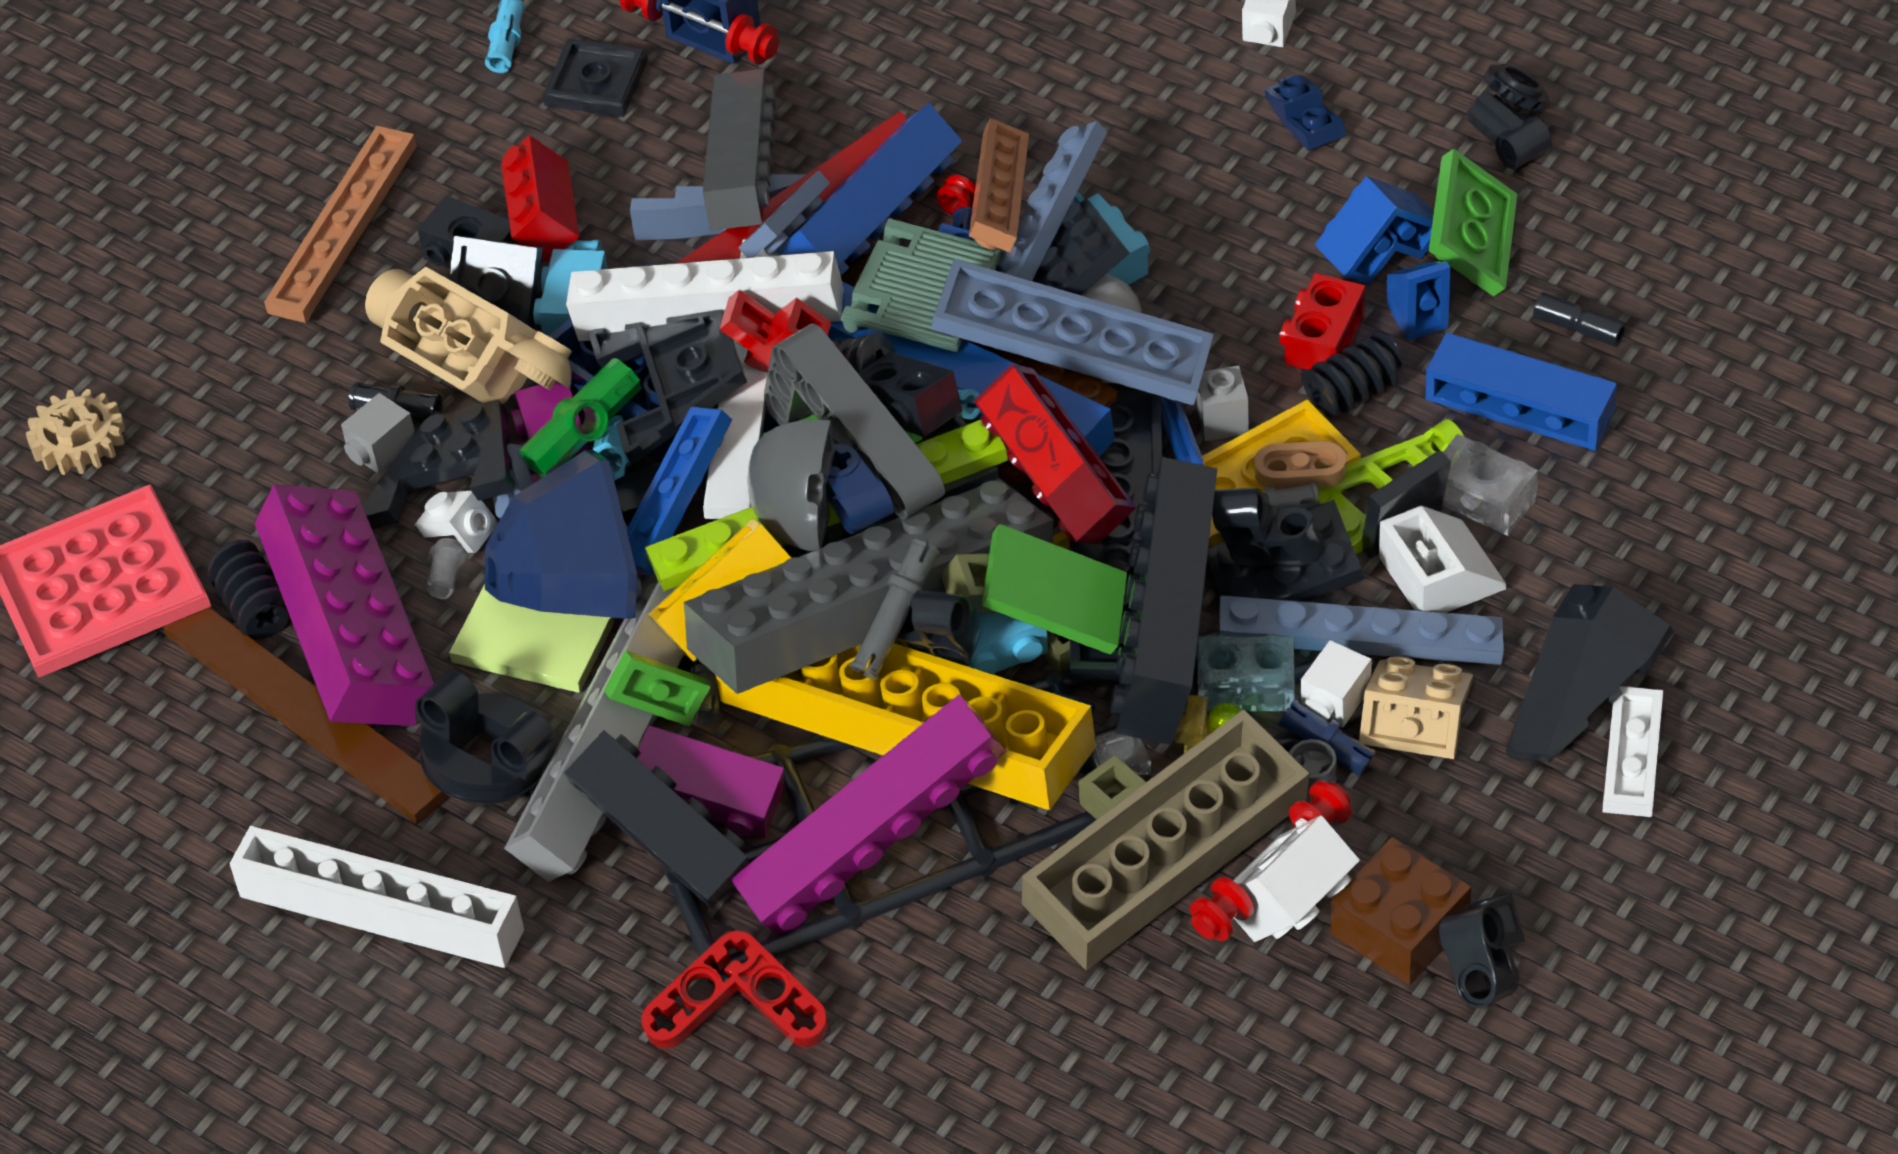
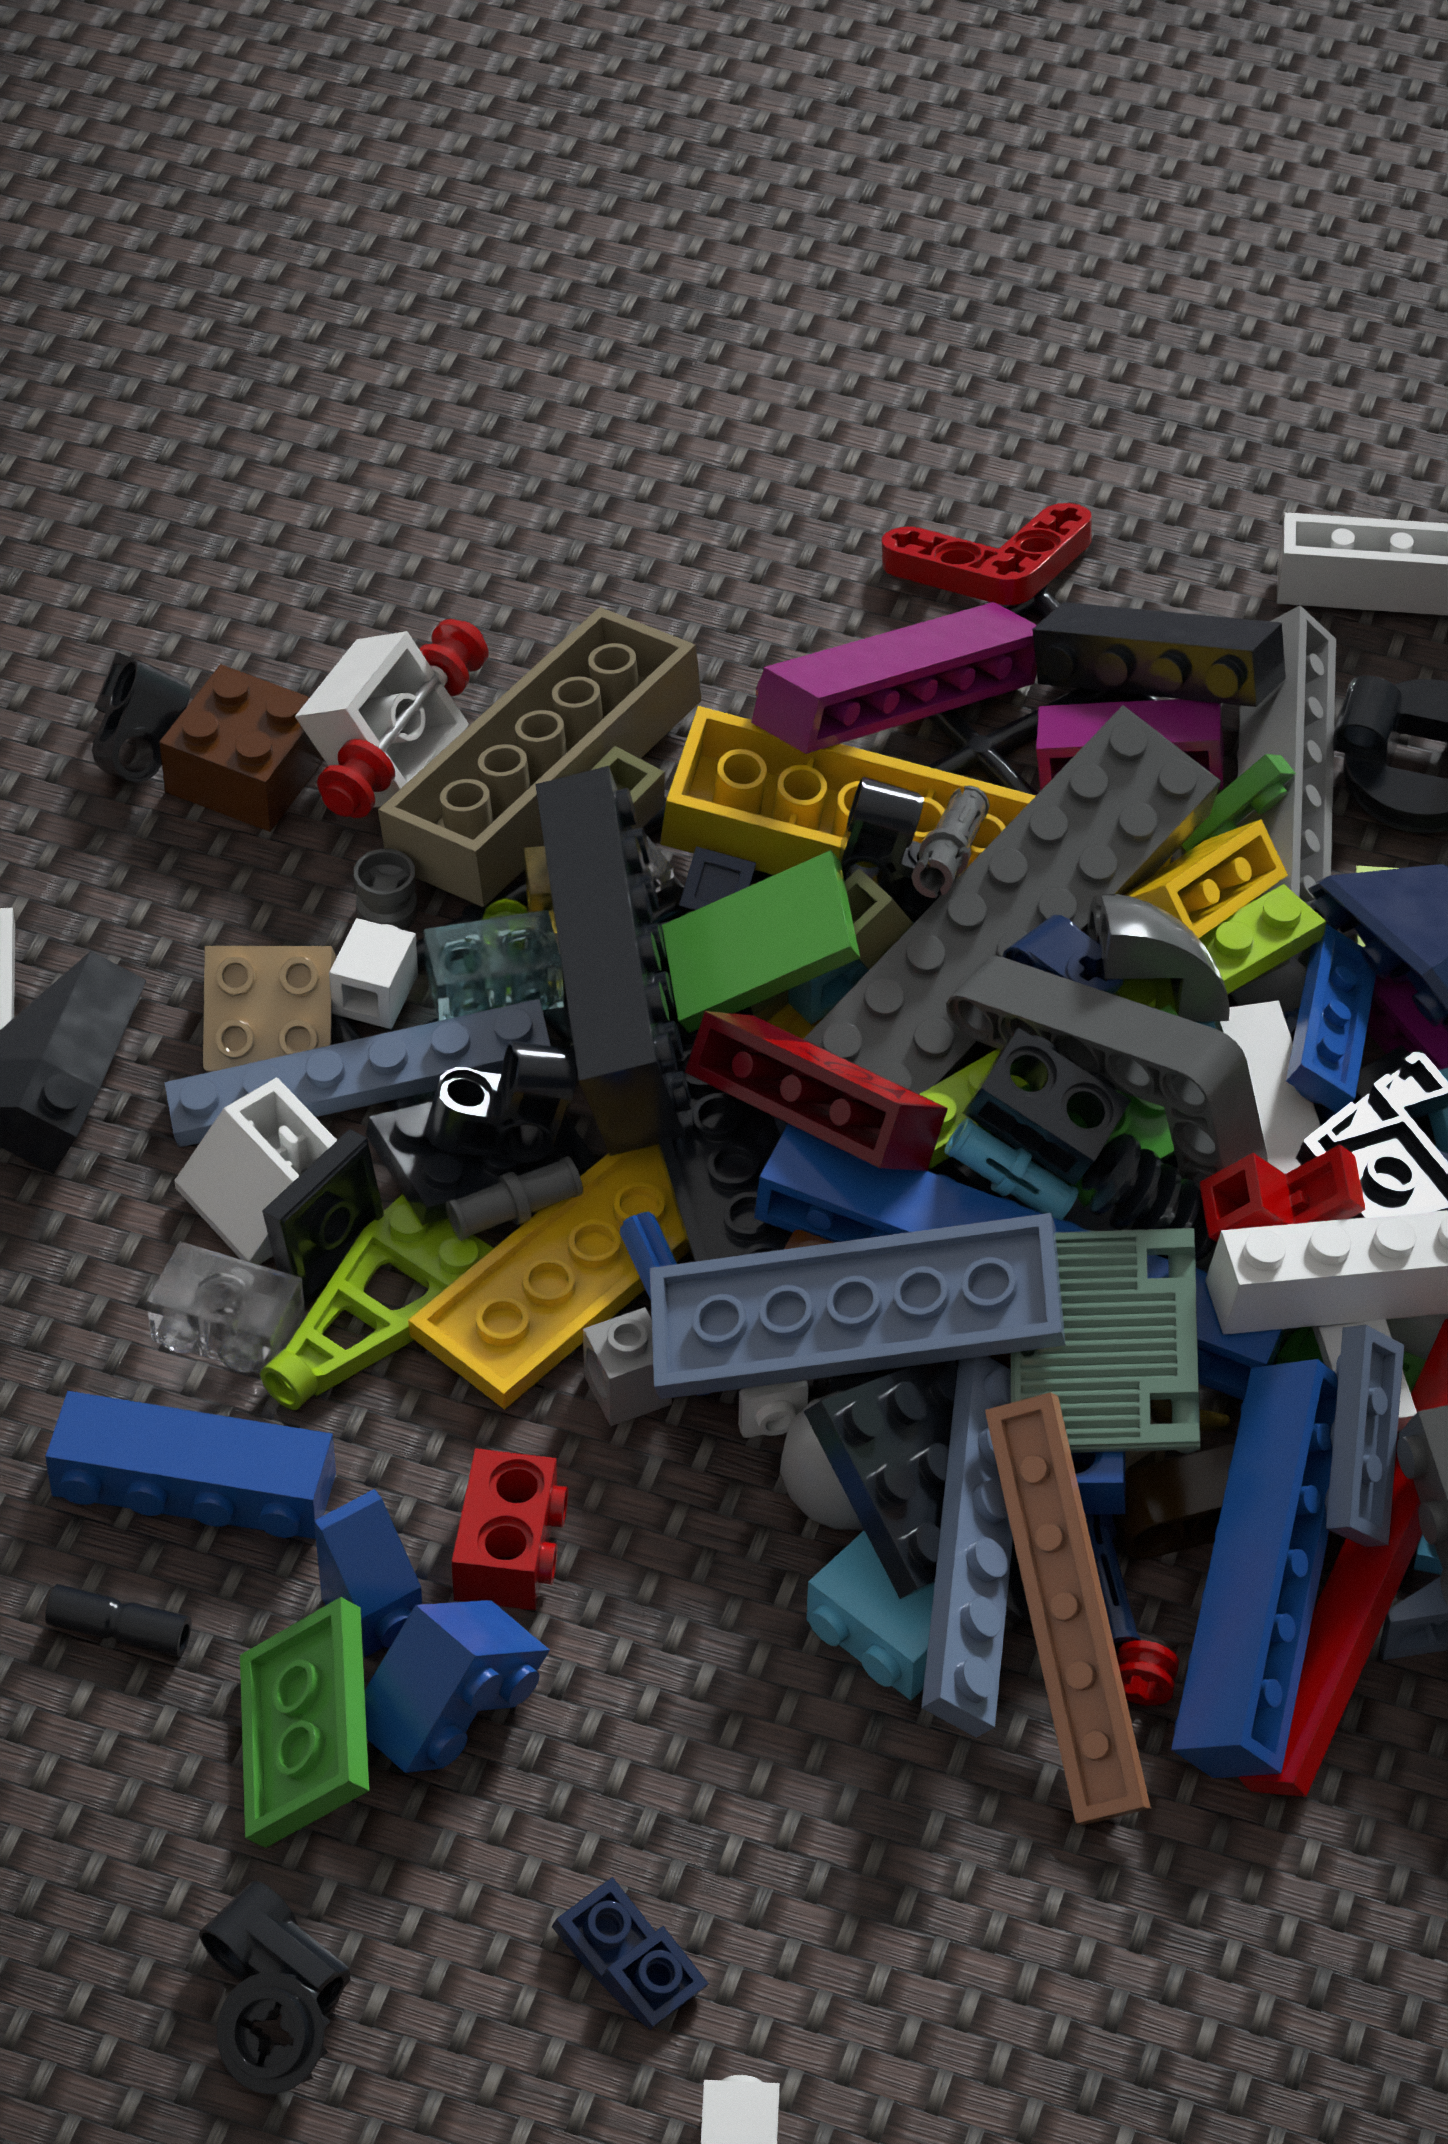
camera: 160 degrees right, 0 degrees up
(1299, 464) = (484, 1254): medium nougat plate -> none
(1311, 726) = (333, 926): dark blue pin -> none
(1353, 373) = (443, 1433): black piece -> none

